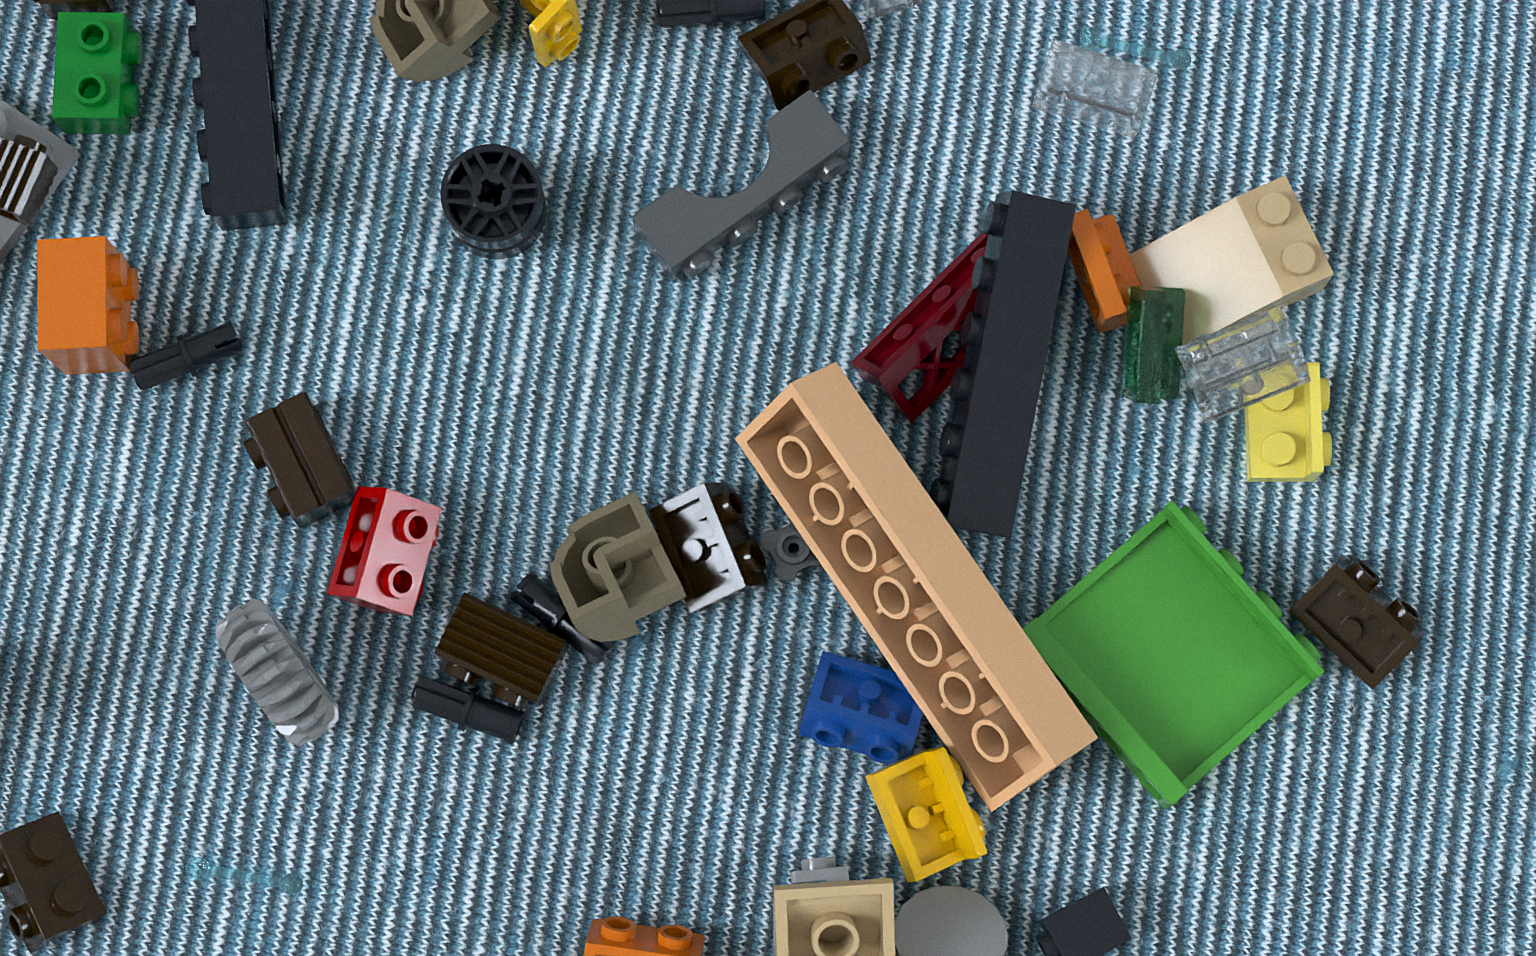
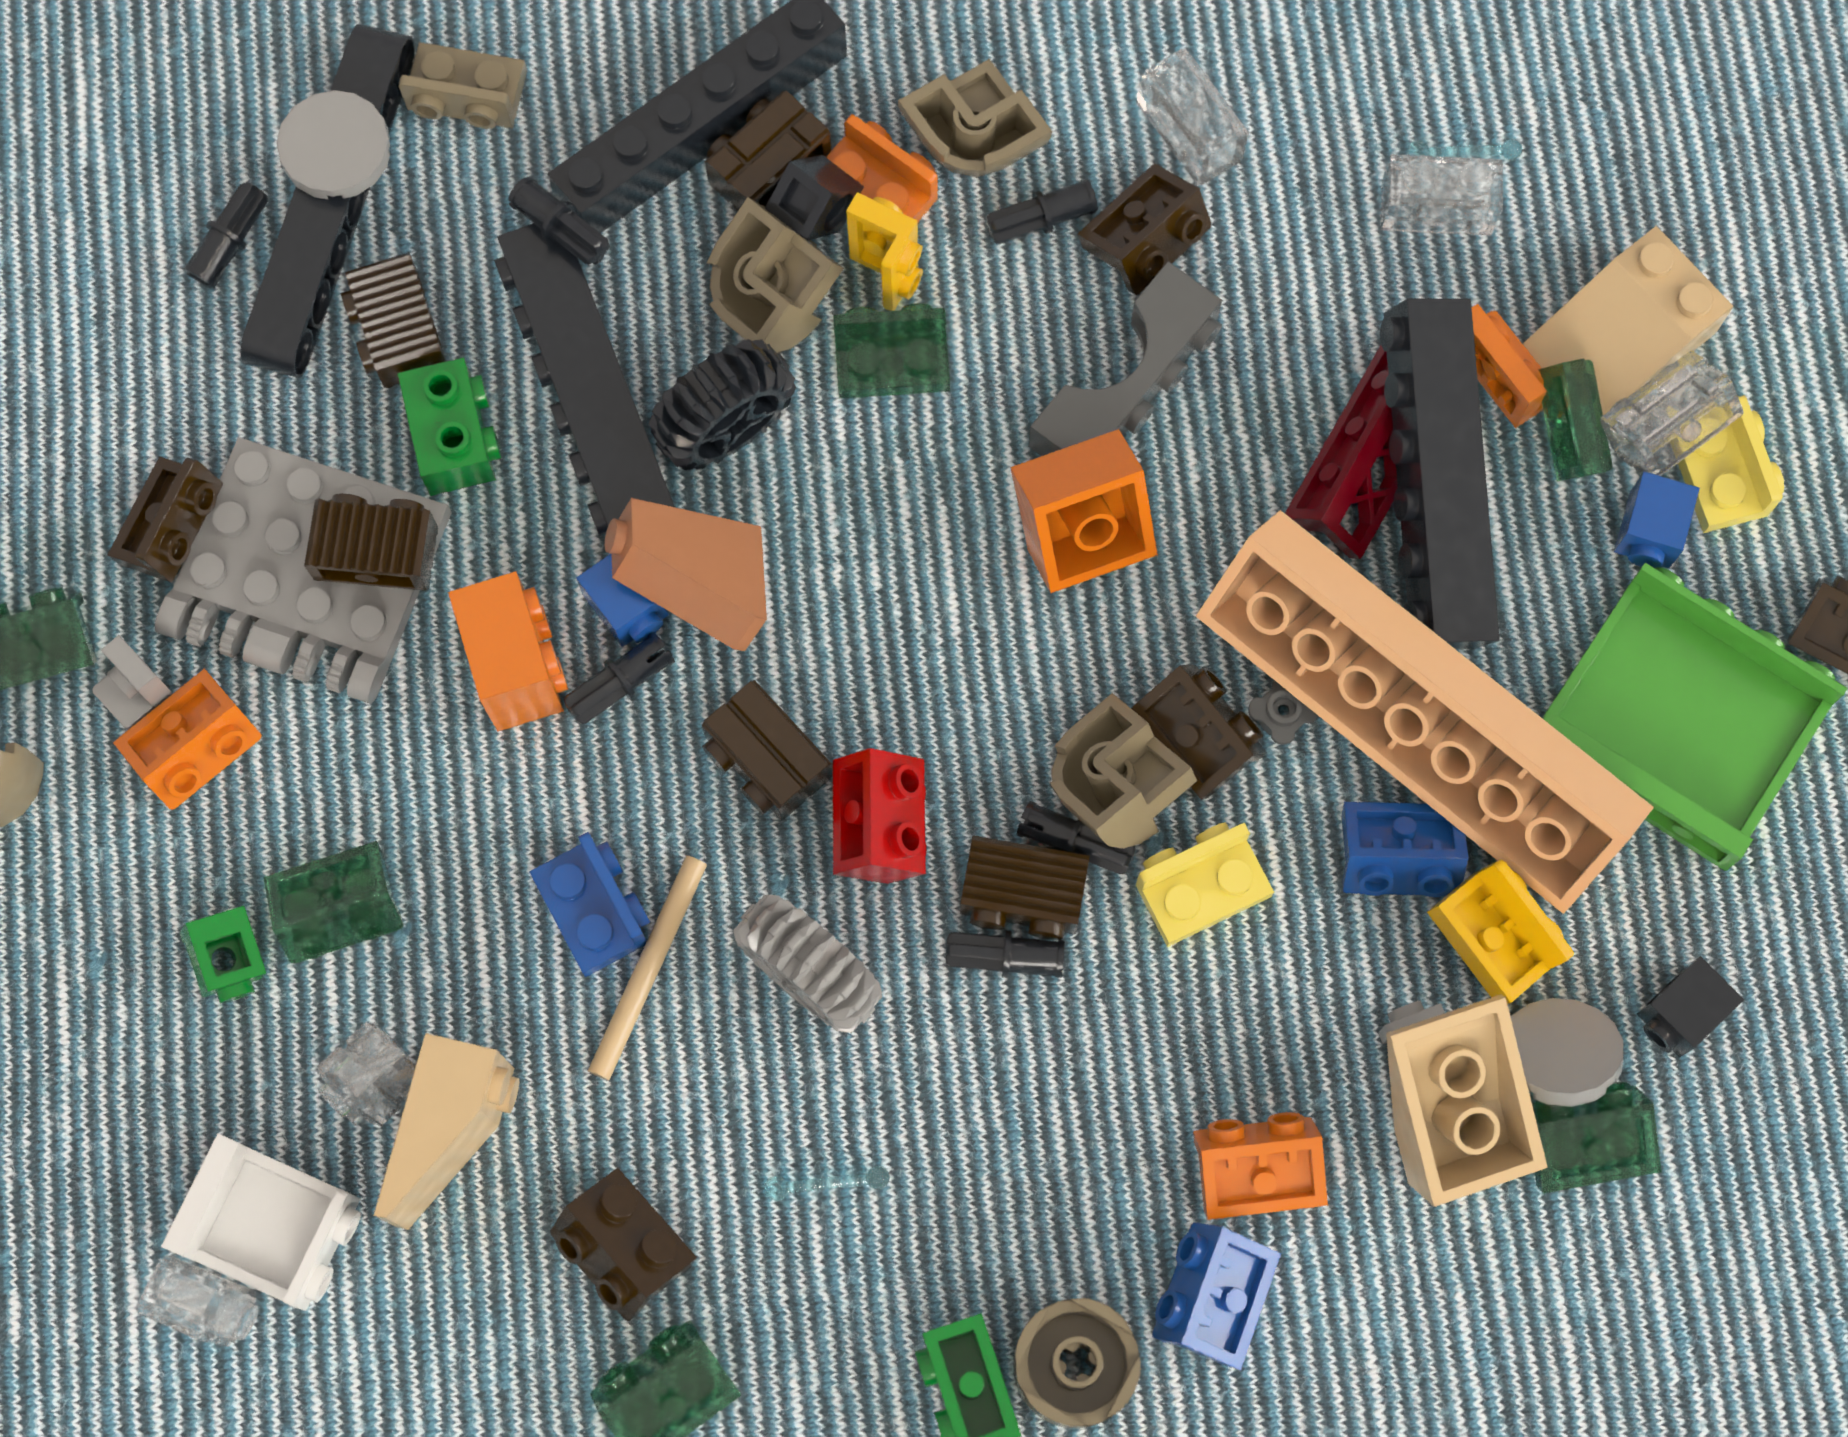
camera: 15 degrees left, 5 degrees down
(102, 561) = (589, 906): none -> blue bracket
(138, 633) = (647, 968): none -> tan bar
(213, 279) = (619, 607): none -> blue brick
(276, 270) = (693, 567): none -> nougat slope
(349, 120) = (722, 404): none -> black gear
(499, 174) = (885, 448): black wheel -> none
(529, 107) = (891, 351): none -> clear green bracket
(655, 312) = (1084, 510): none -> orange brick
(669, 691) = (1202, 883): none -> light yellow bracket
(1197, 462) = (1656, 521): none -> blue brick

